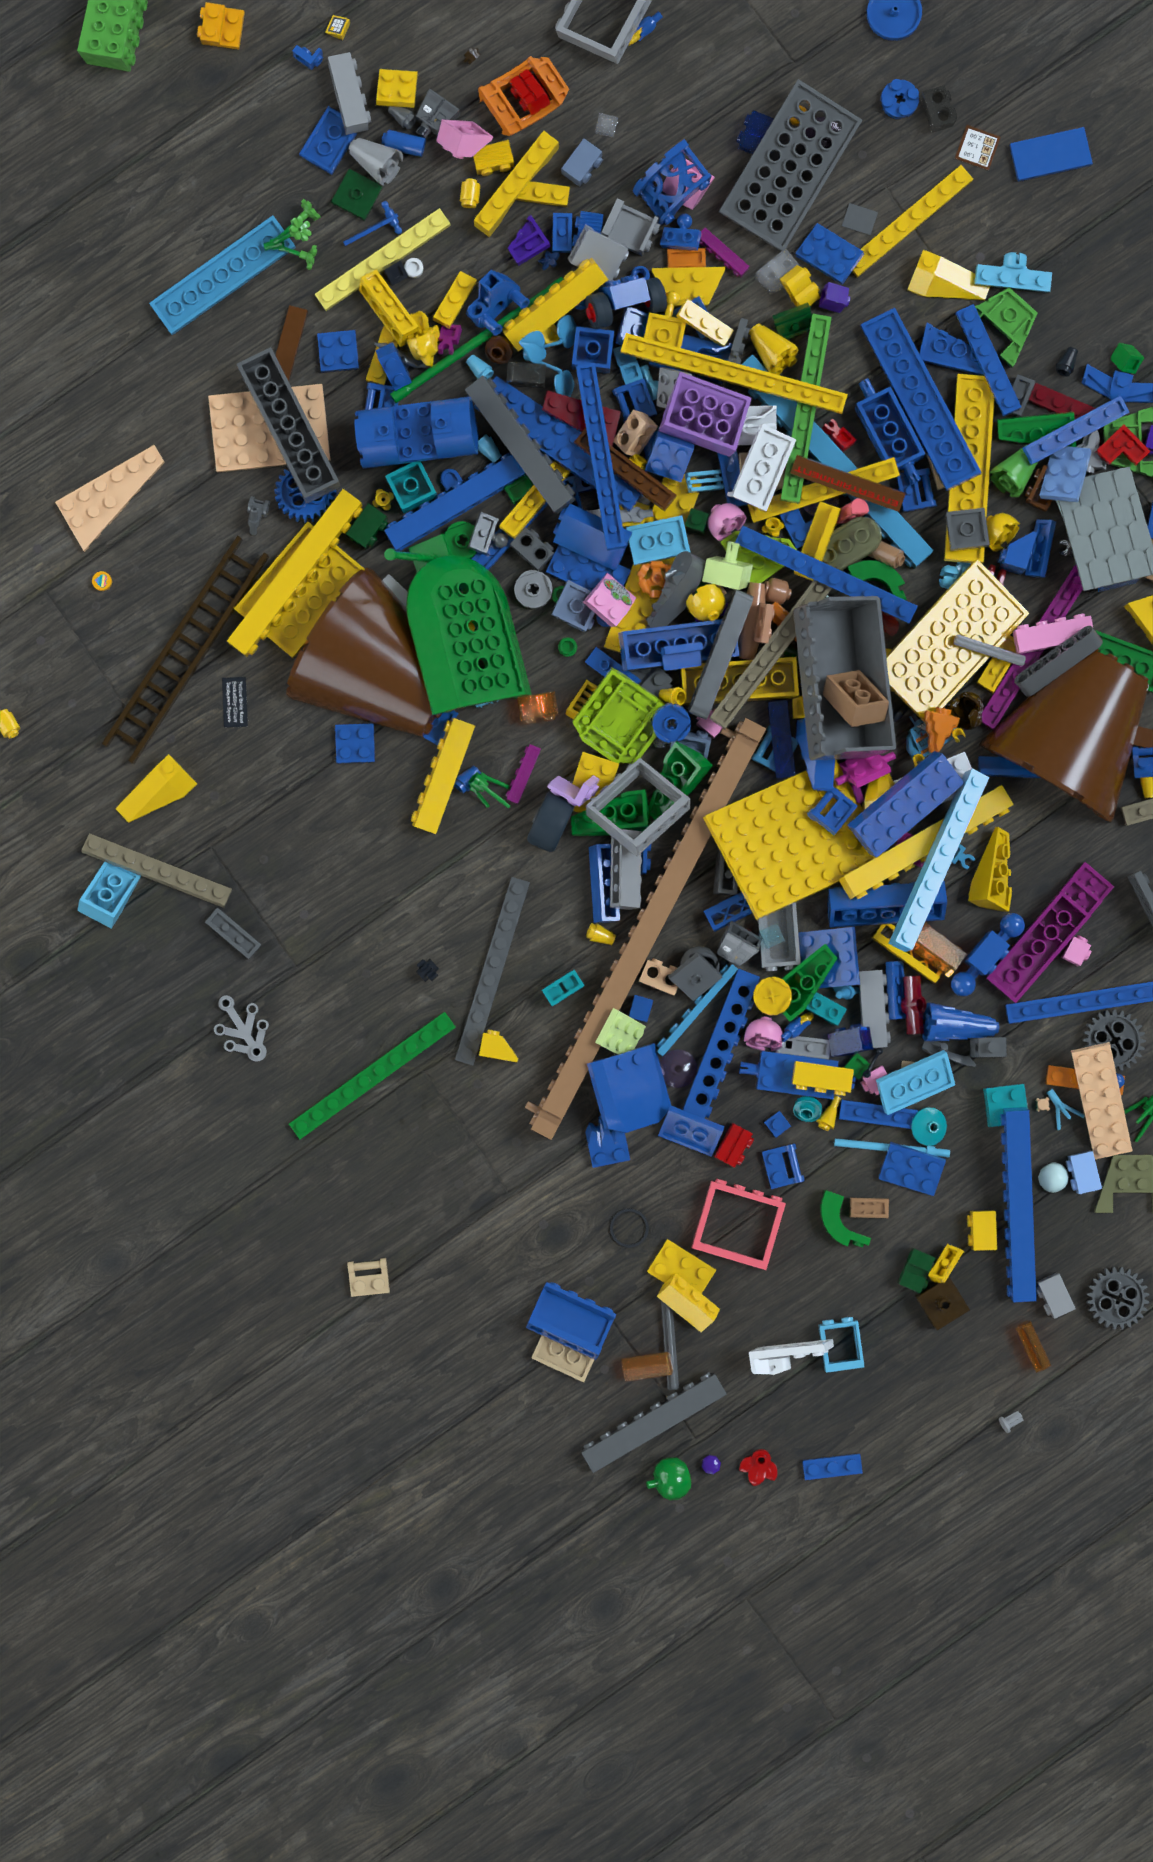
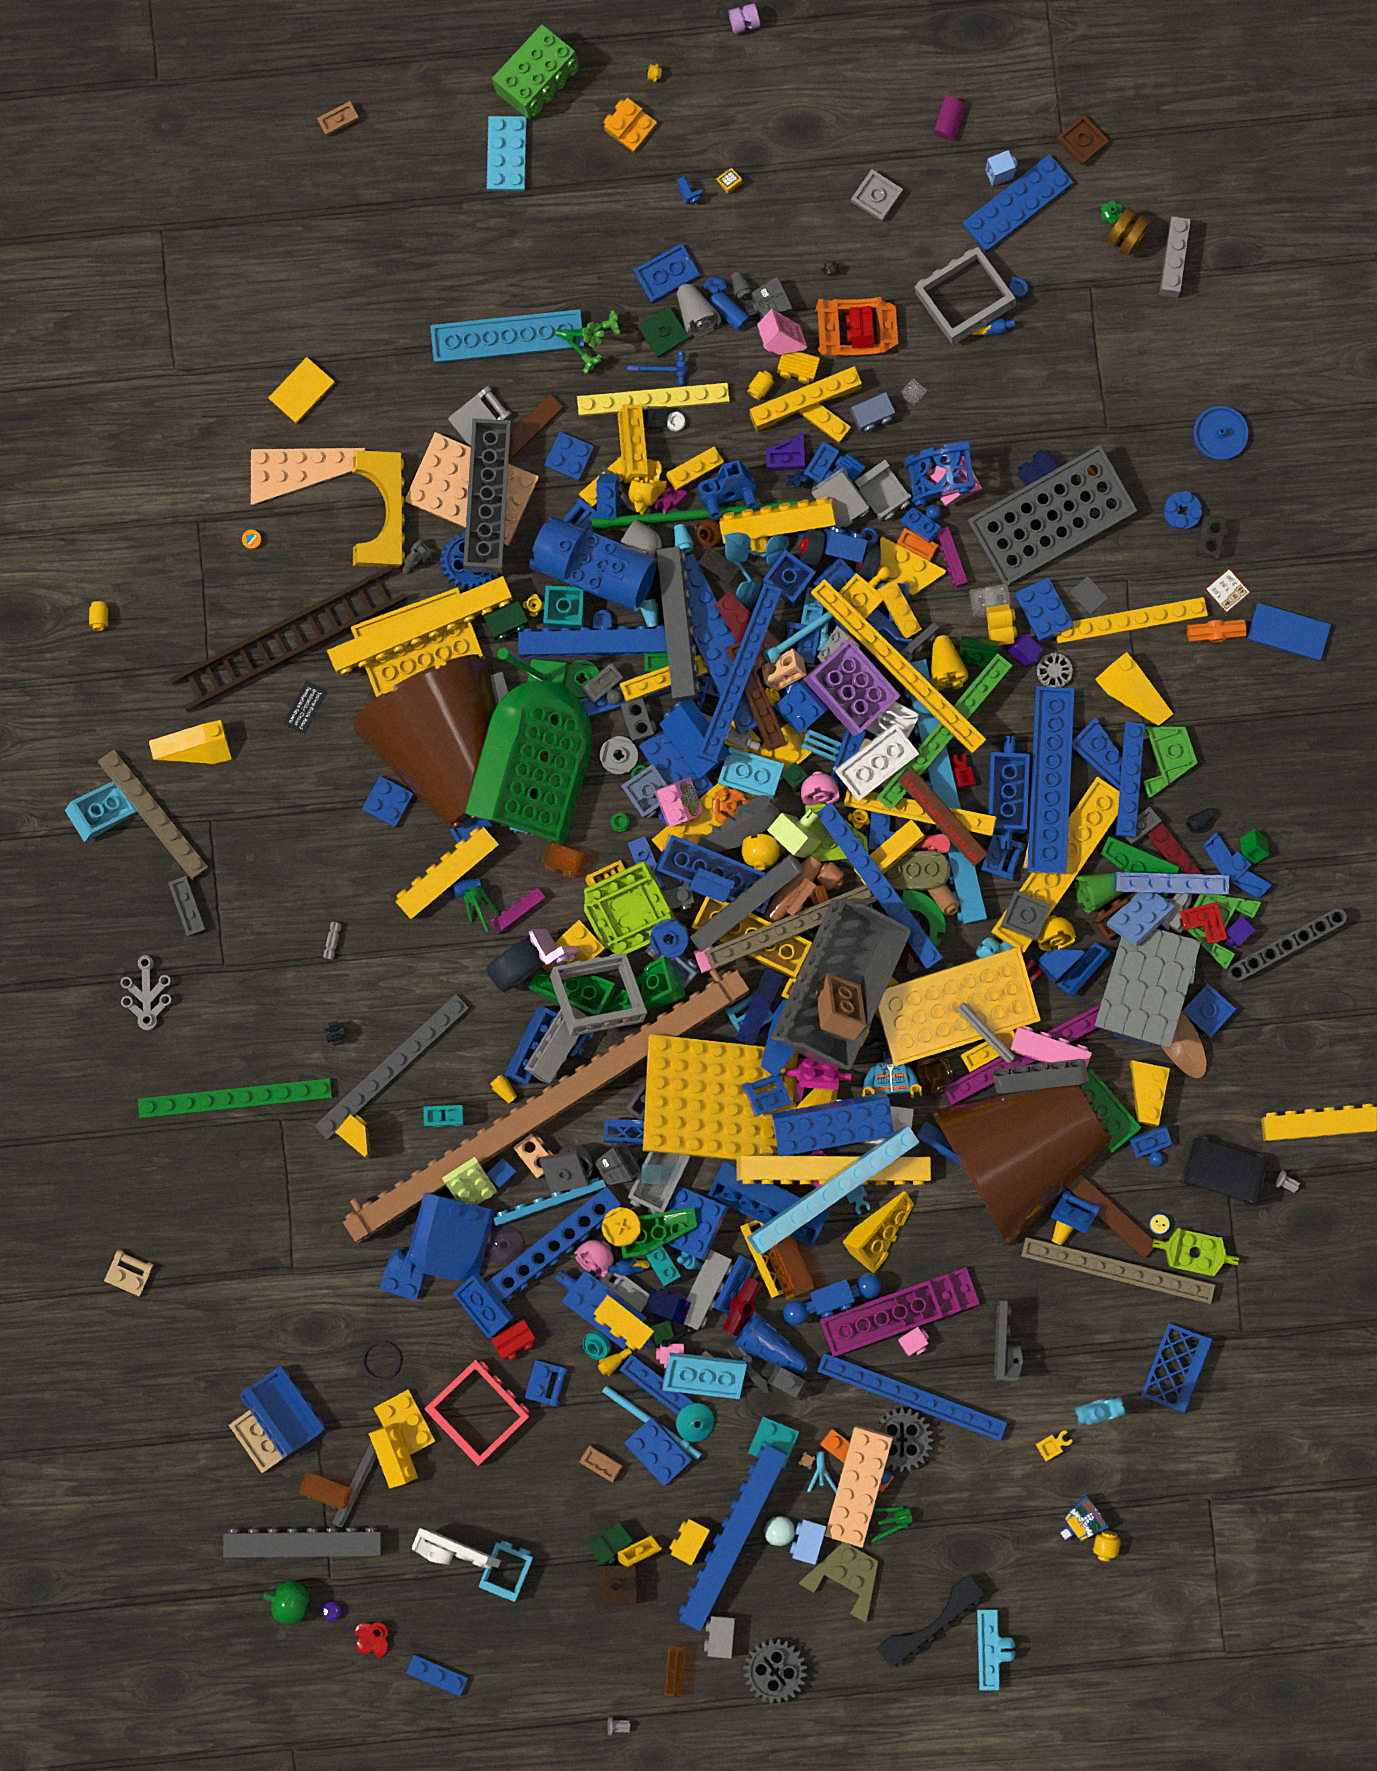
camera: 35 degrees right, 5 degrees down
(68, 424) = (301, 390): none -> yellow tile
(127, 112) = (506, 153): none -> medium azure plate
(185, 455) = (385, 472): none -> yellow arch
(226, 368) = (476, 409): none -> light grey piece
(348, 93) = (704, 242): light grey brick -> none
(377, 891) = (332, 940): none -> light grey axle
(378, 126) = (715, 284): none -> blue plant
(396, 88) = (749, 260): yellow plate -> none
(446, 387) = (642, 539): none -> light grey brick
(617, 425) = (773, 653): none -> medium azure piece
(673, 695) = (685, 915): yellow cone -> none
(777, 1124) = (563, 1343): blue plate -> none
(830, 1216) = (560, 1460): green arch -> none
(868, 301) = (1054, 670): none -> light grey wheel
(939, 727) = (902, 1074): orange rock -> none
(988, 188) = (1216, 631): none -> orange piece
(1013, 275) = (1195, 718): medium azure plate -> none

